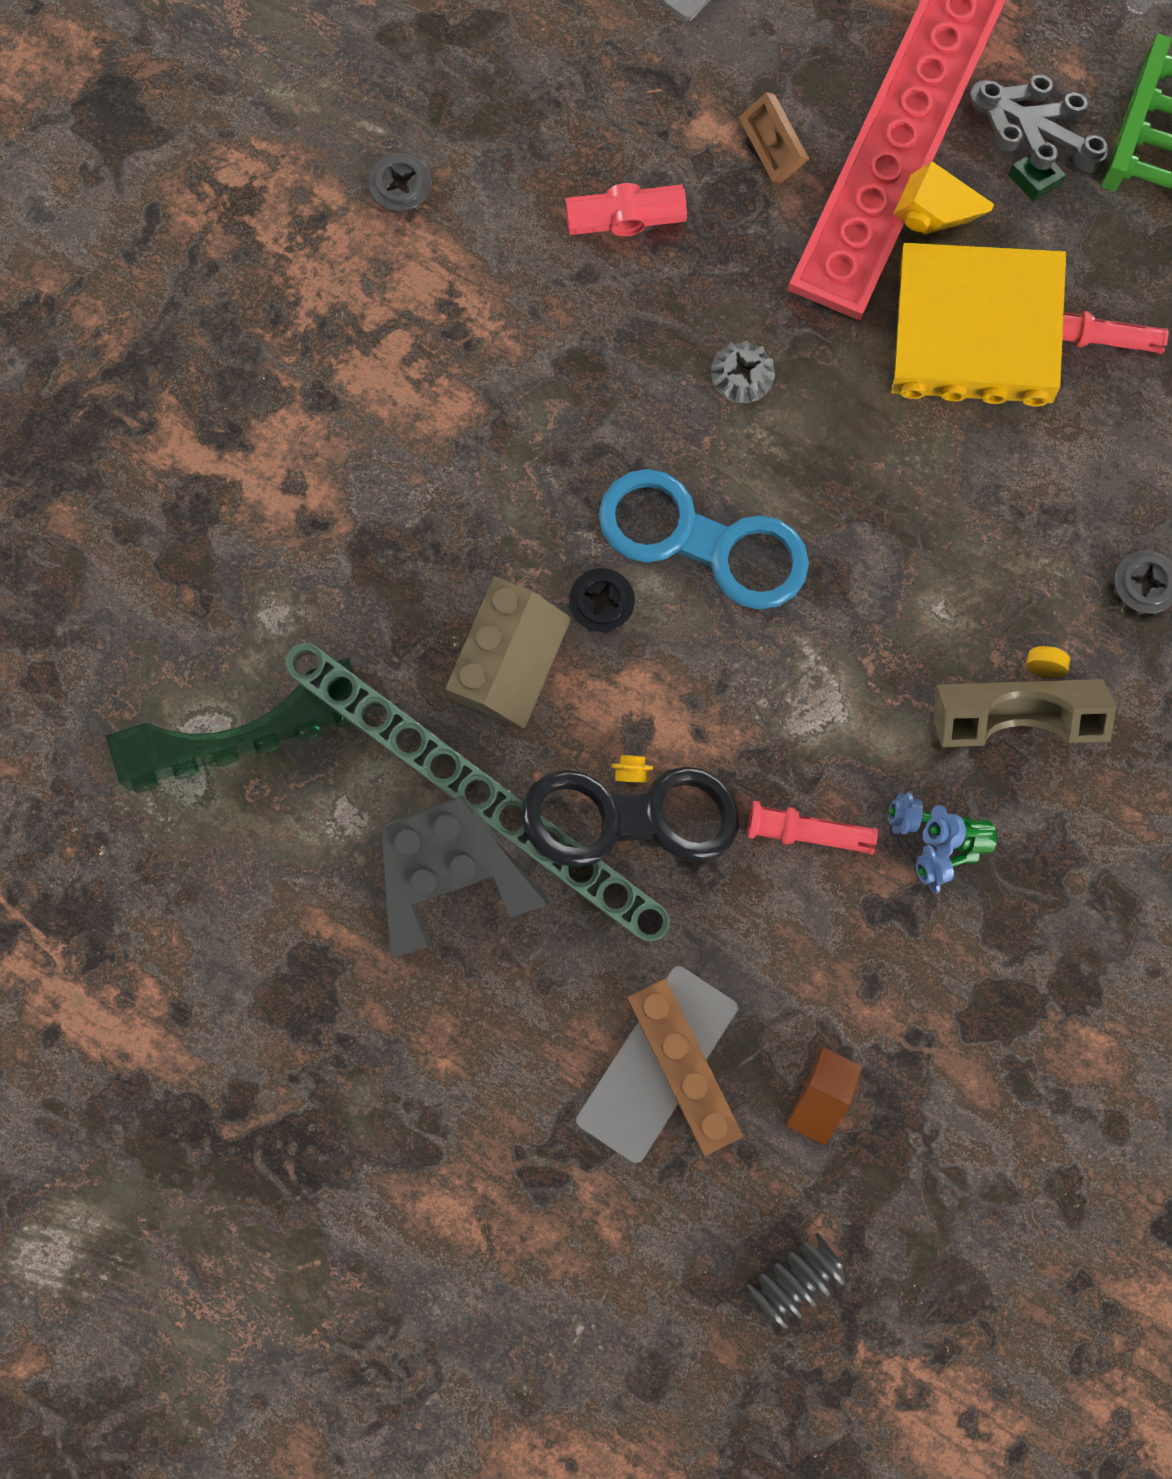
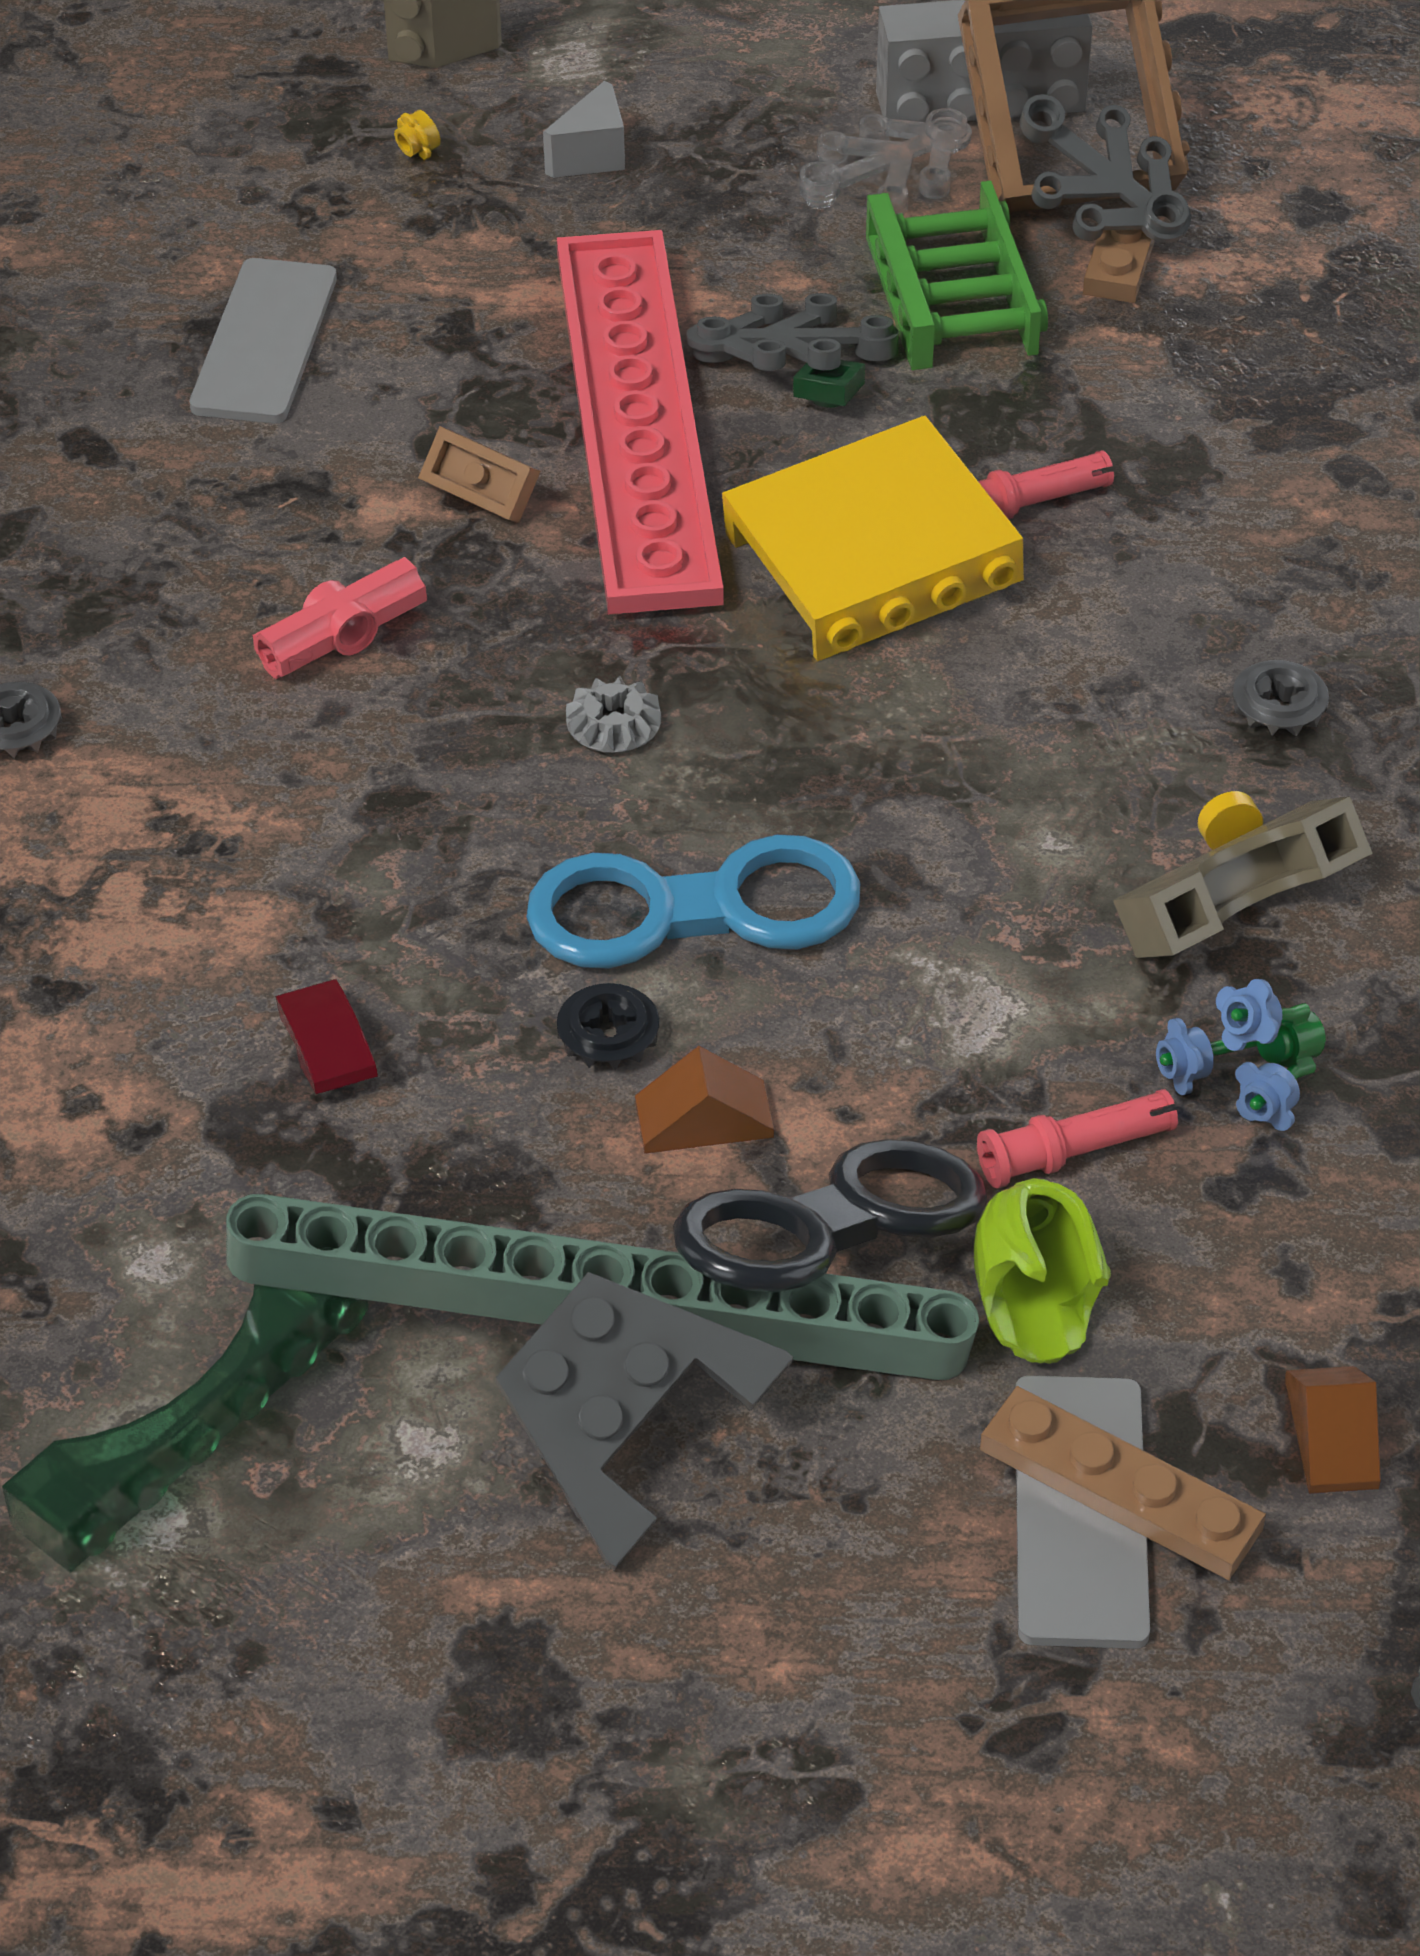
camera: 30 degrees left, 30 degrees down
(443, 520) = (326, 1036): none -> dark red slope
(508, 654) = (523, 1134): dark tan slope -> none
(620, 688) = (702, 1104): none -> dark orange slope
(632, 769) = (790, 1176): yellow plate -> none
(723, 914) = (1039, 1269): none -> lime hair
(939, 201) = (735, 440): yellow slope -> none

